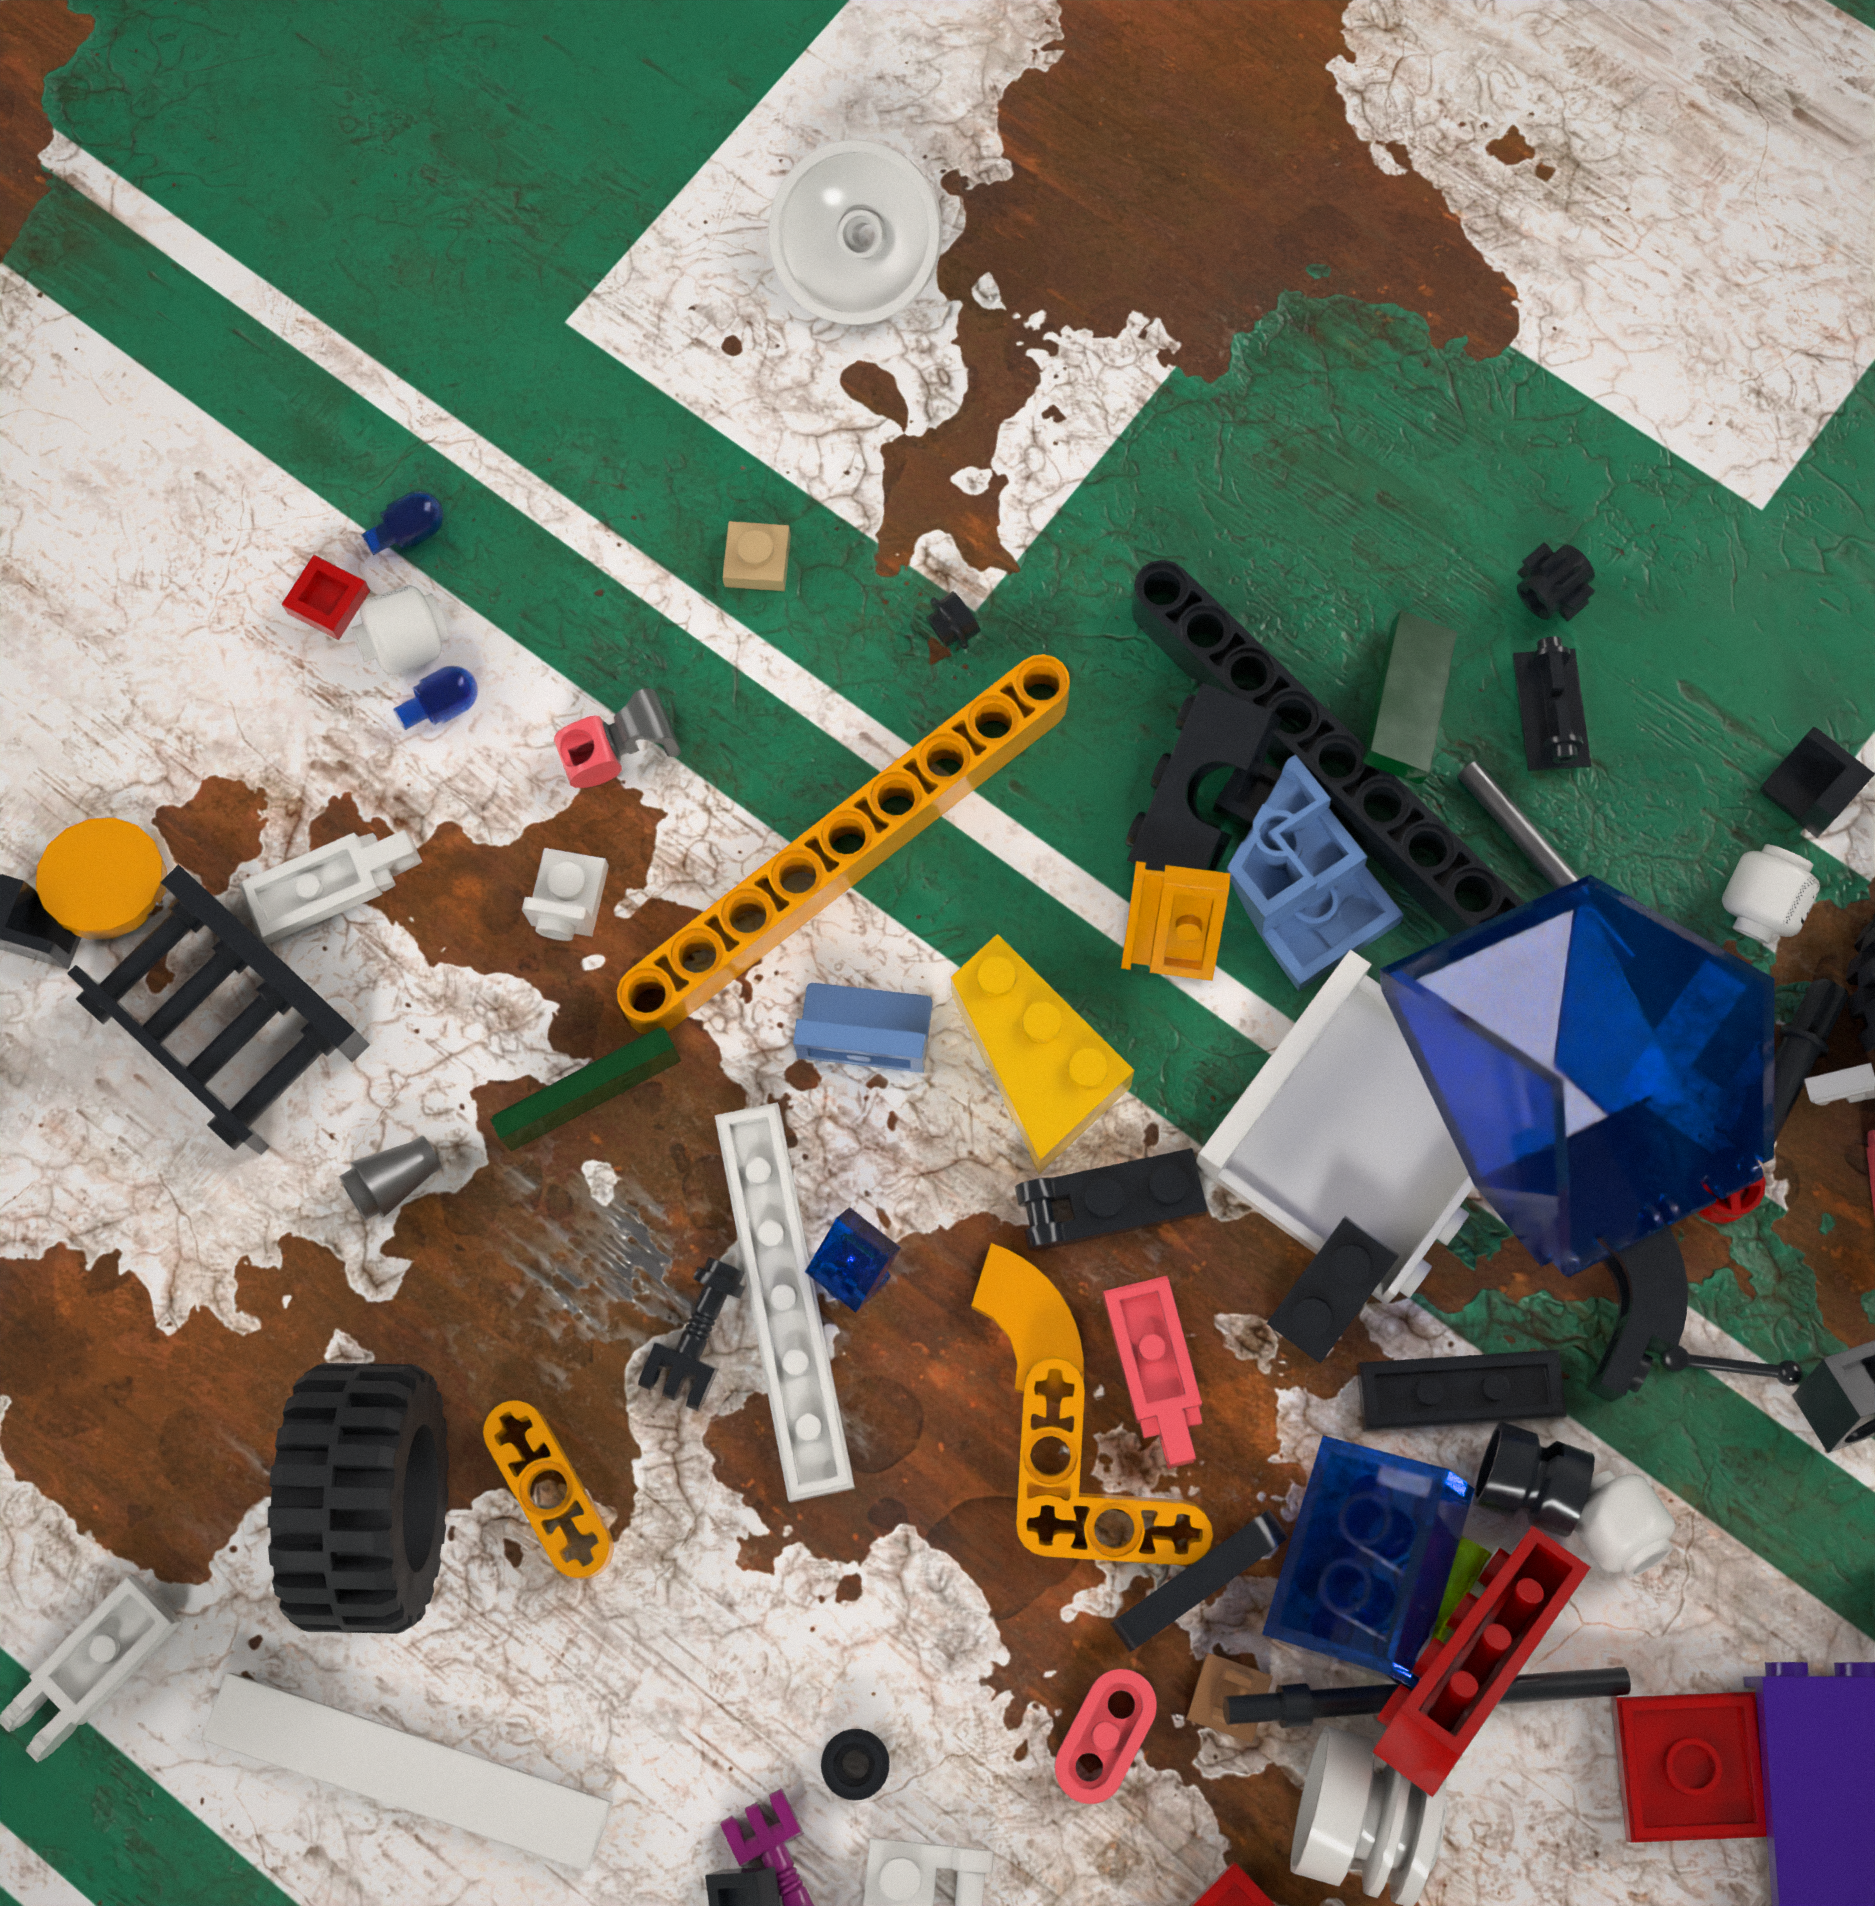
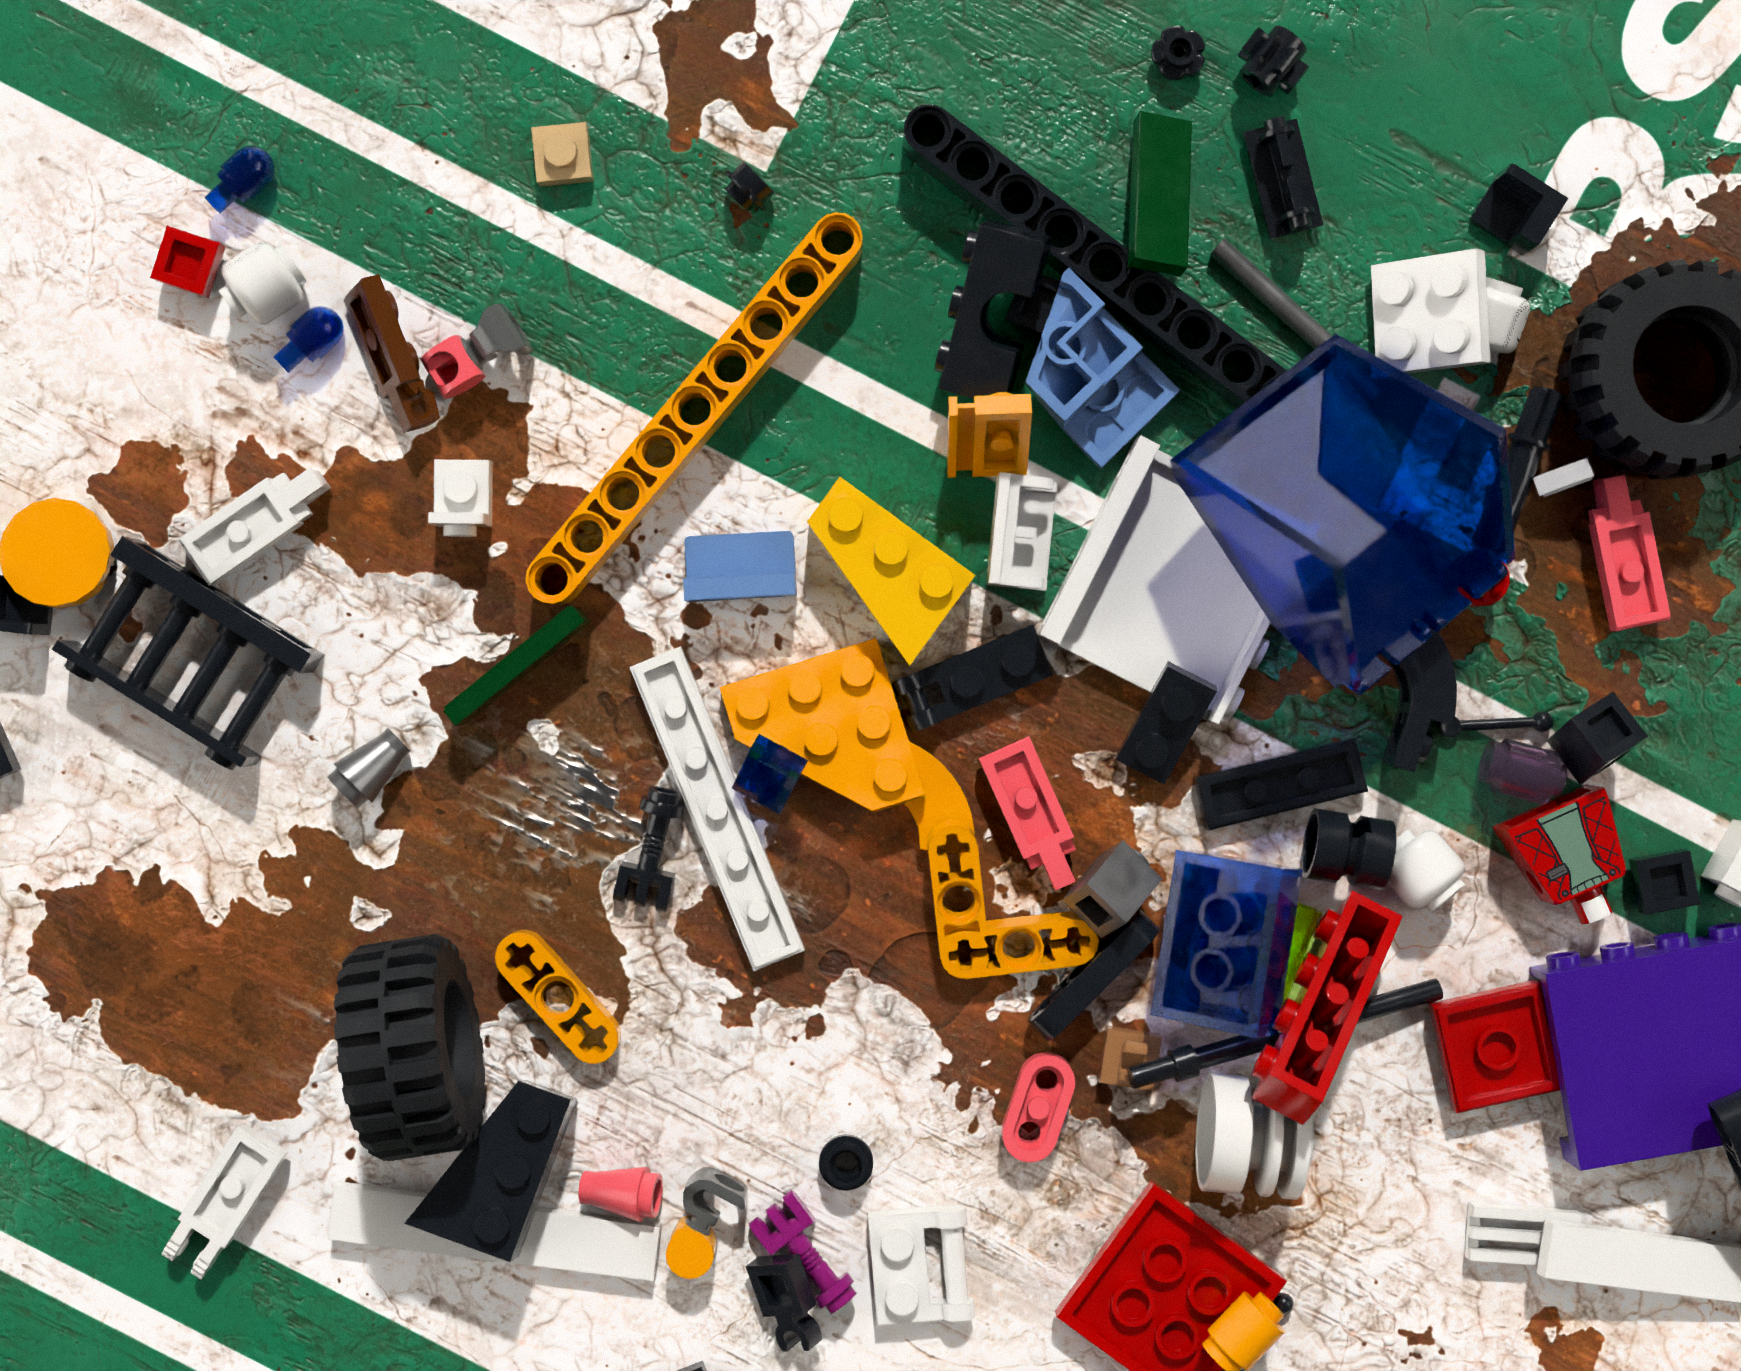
camera: 15 degrees left, 15 degrees up
(431, 1687) = (499, 1178): none -> black wedge
(520, 727) = (389, 354): none -> reddish brown hinge
(576, 1748) = (625, 1192): none -> coral cone
(645, 1829) = (693, 1239): none -> leg
(949, 1213) = (837, 717): none -> light orange plate
(1196, 1041) = (1021, 531): none -> white hinge
(1238, 1474) = (1112, 889): none -> flat silver brick
(1448, 575) = (1178, 67): none -> black plate
(1708, 869) = (1431, 311): none -> white plate
(1758, 1423) = (1522, 771): none -> clear purple brick
(1805, 1533) = (1568, 850): none -> torso

